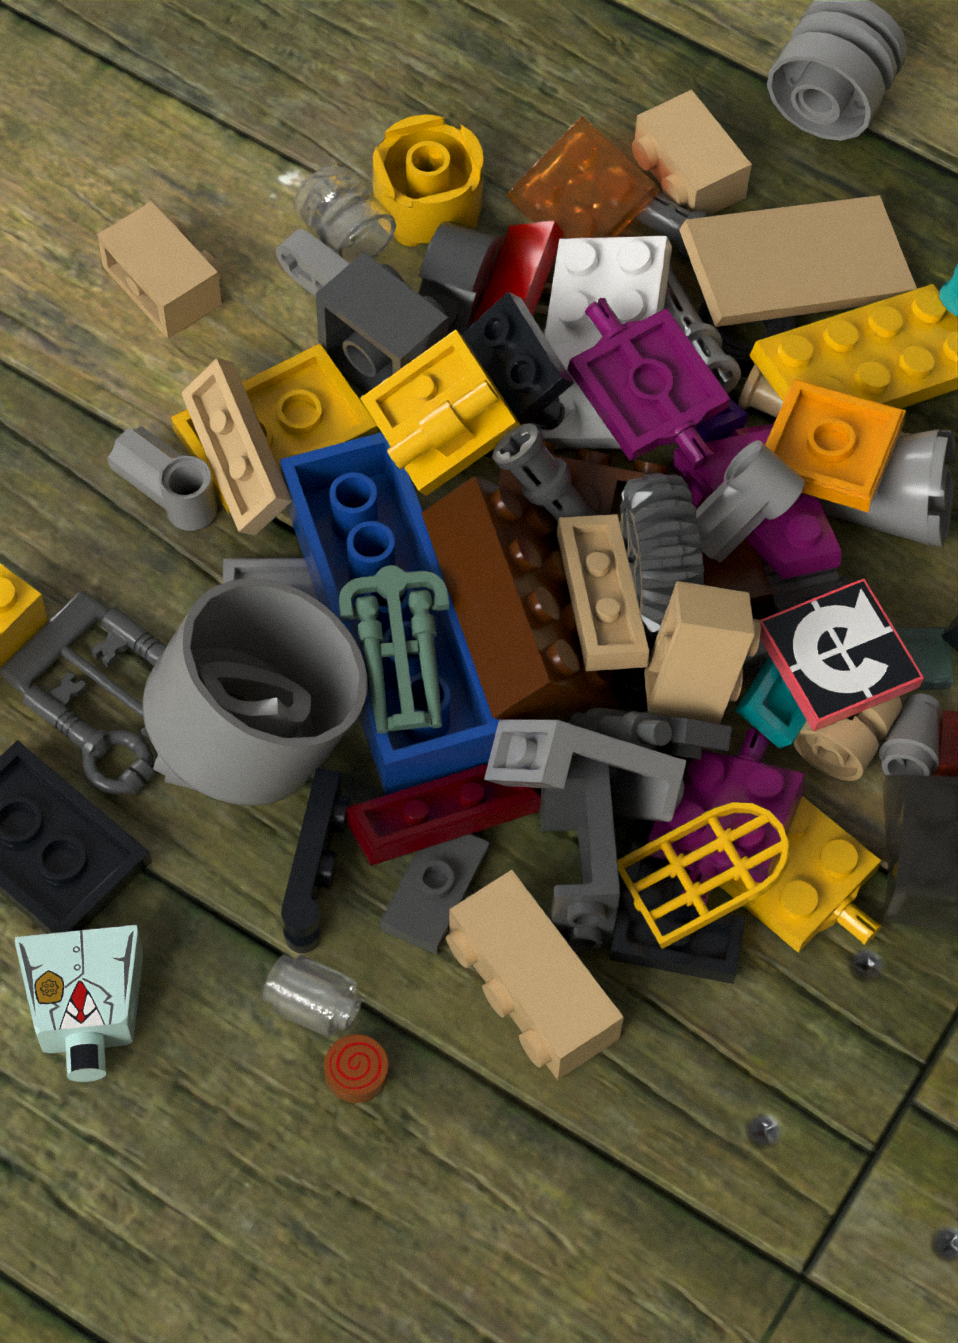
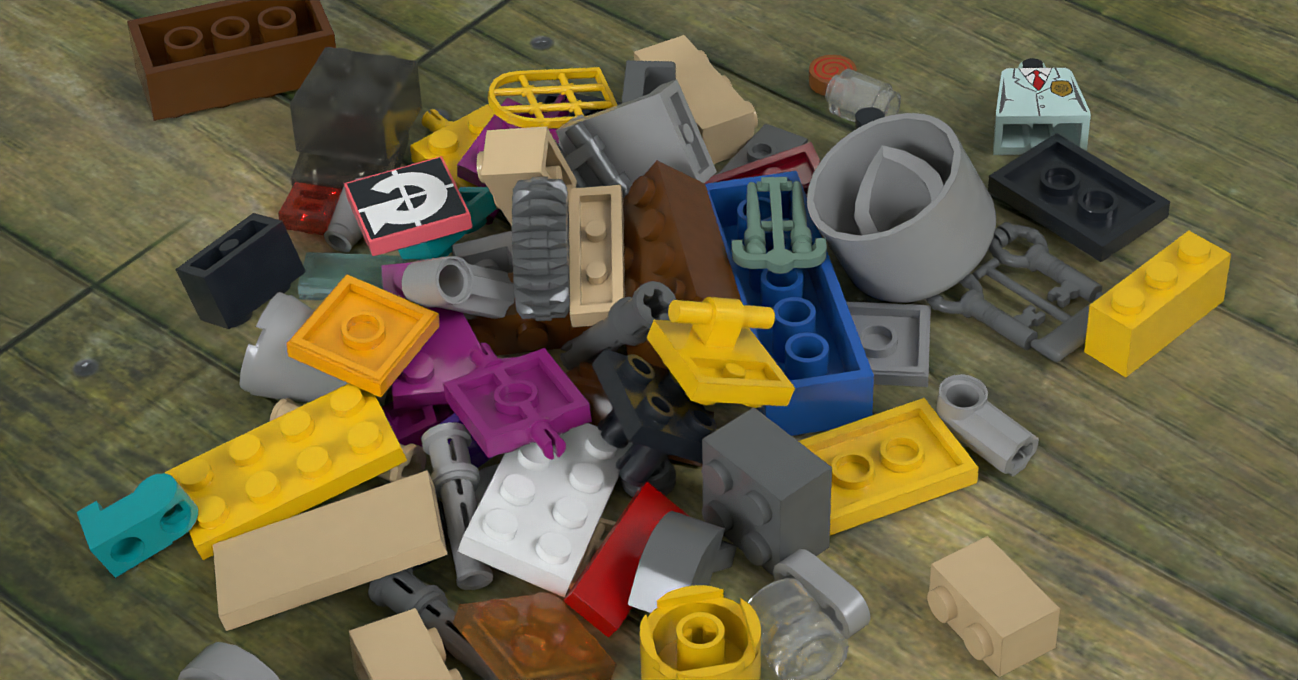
camera: 170 degrees left, 20 degrees down
(236, 447) = (915, 410): tan plate -> none

